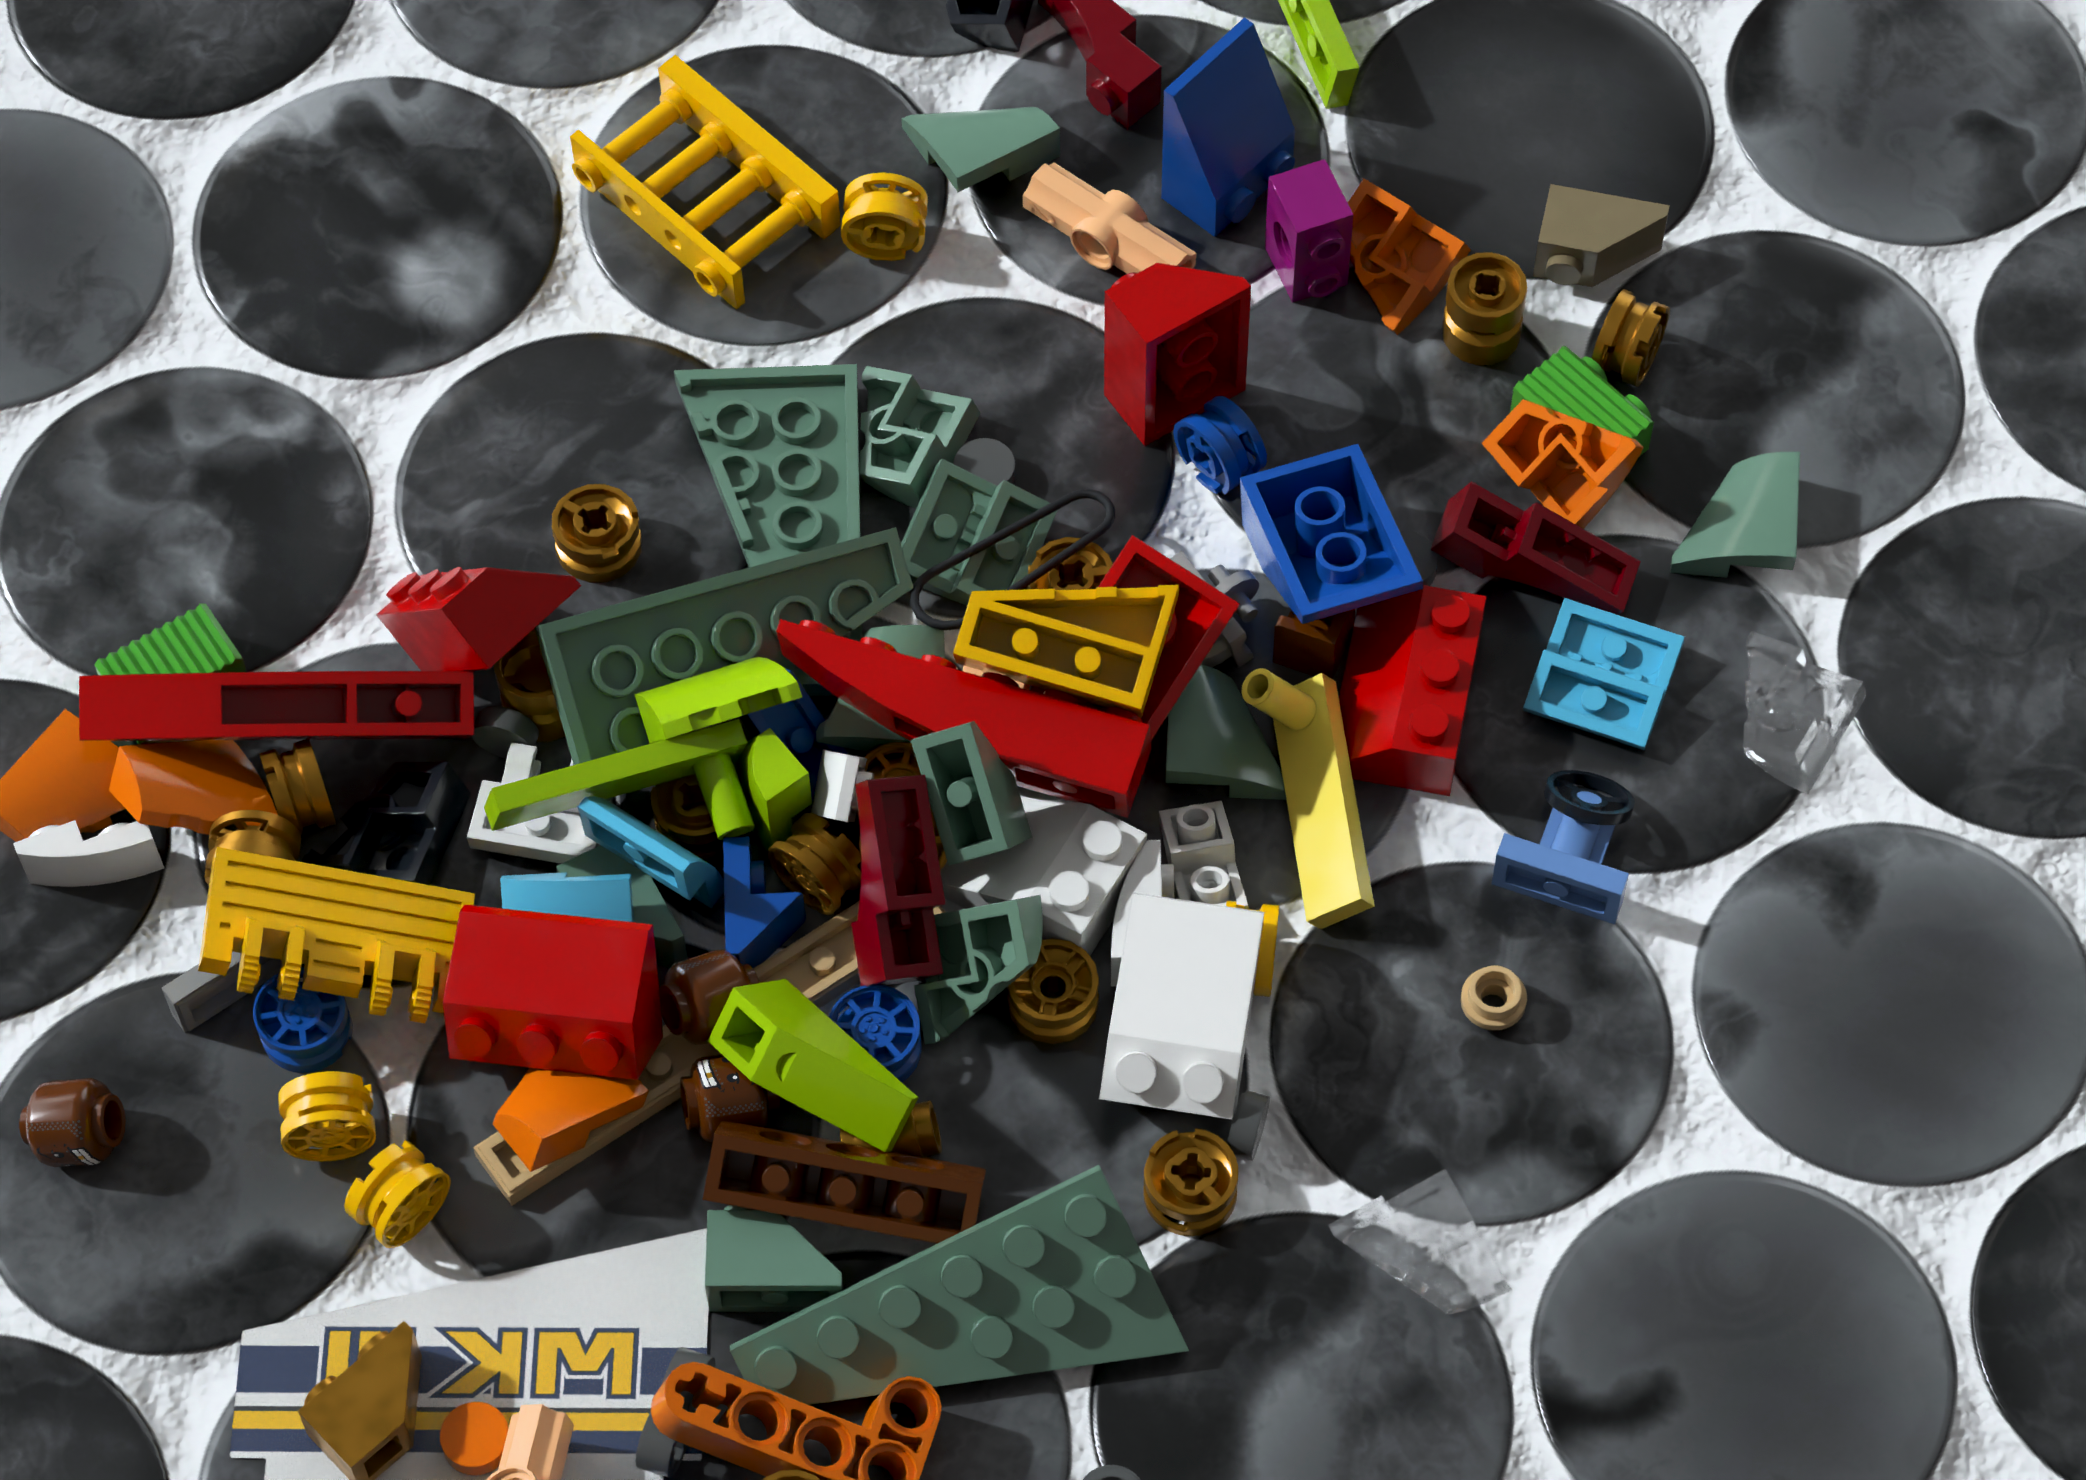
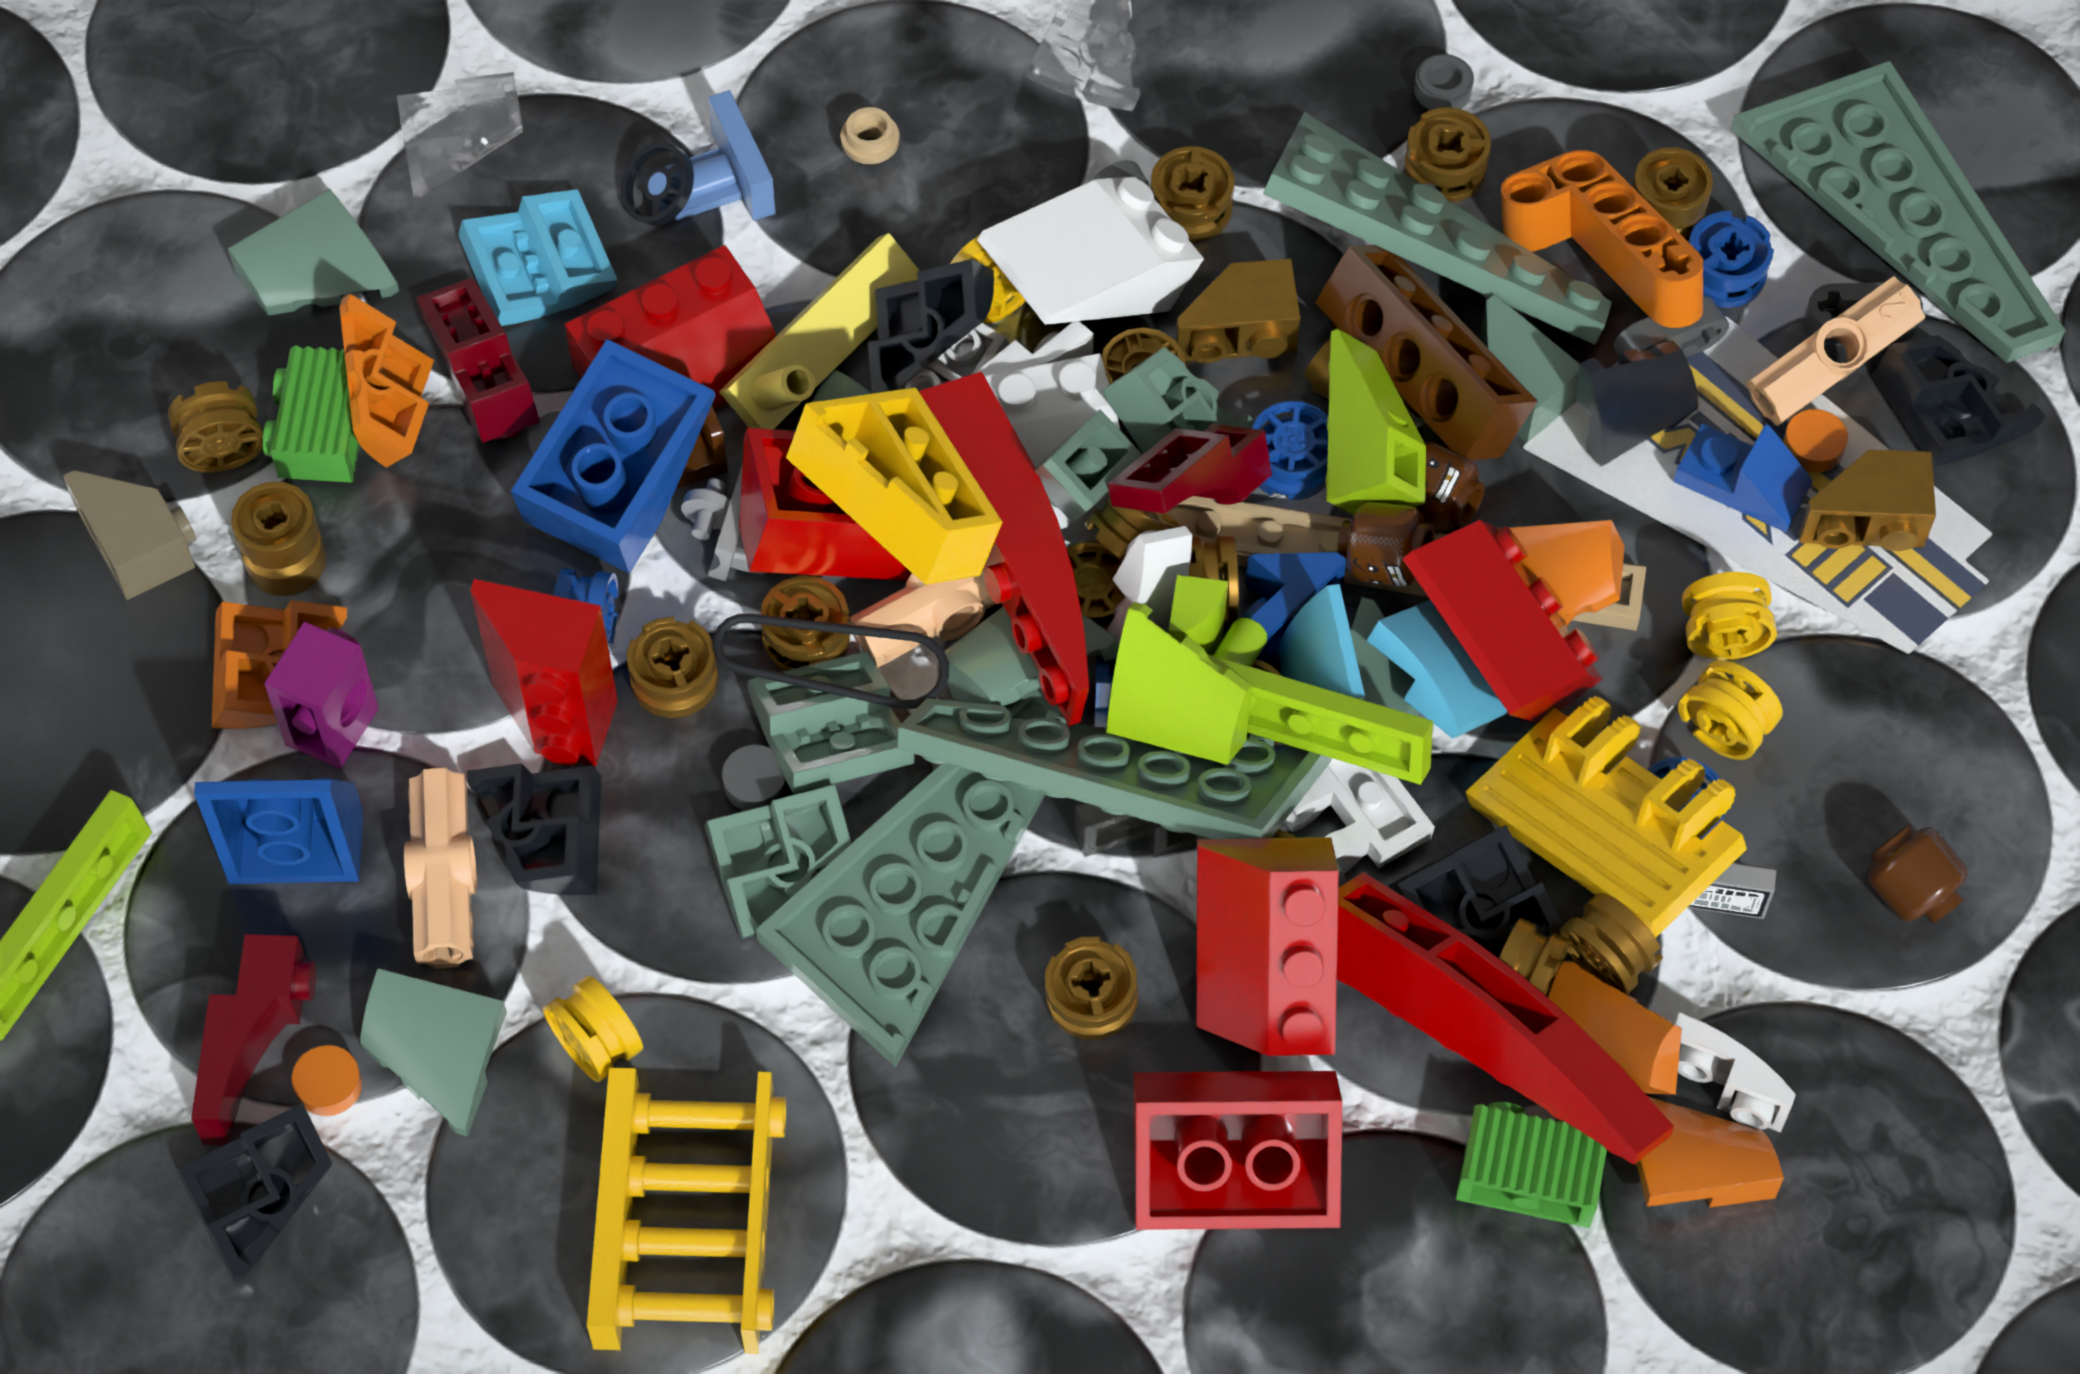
camera: 135 degrees left, 0 degrees up
(392, 516) = (1237, 1150): none -> red slope
(502, 1351) = (1753, 479): none -> blue slope
(644, 1312) = (1635, 398): none -> black slope
(1021, 72) = (326, 1080): none -> orange tile
(1029, 1418) = (1448, 151): none -> pearl gold wheel
(1030, 1115) = (1243, 314): none -> pearl gold slope
(1061, 316) = (544, 824): none -> black slope
(1138, 497) = (655, 684): none -> pearl gold wheel
(1238, 853) = (926, 319): none -> black slope

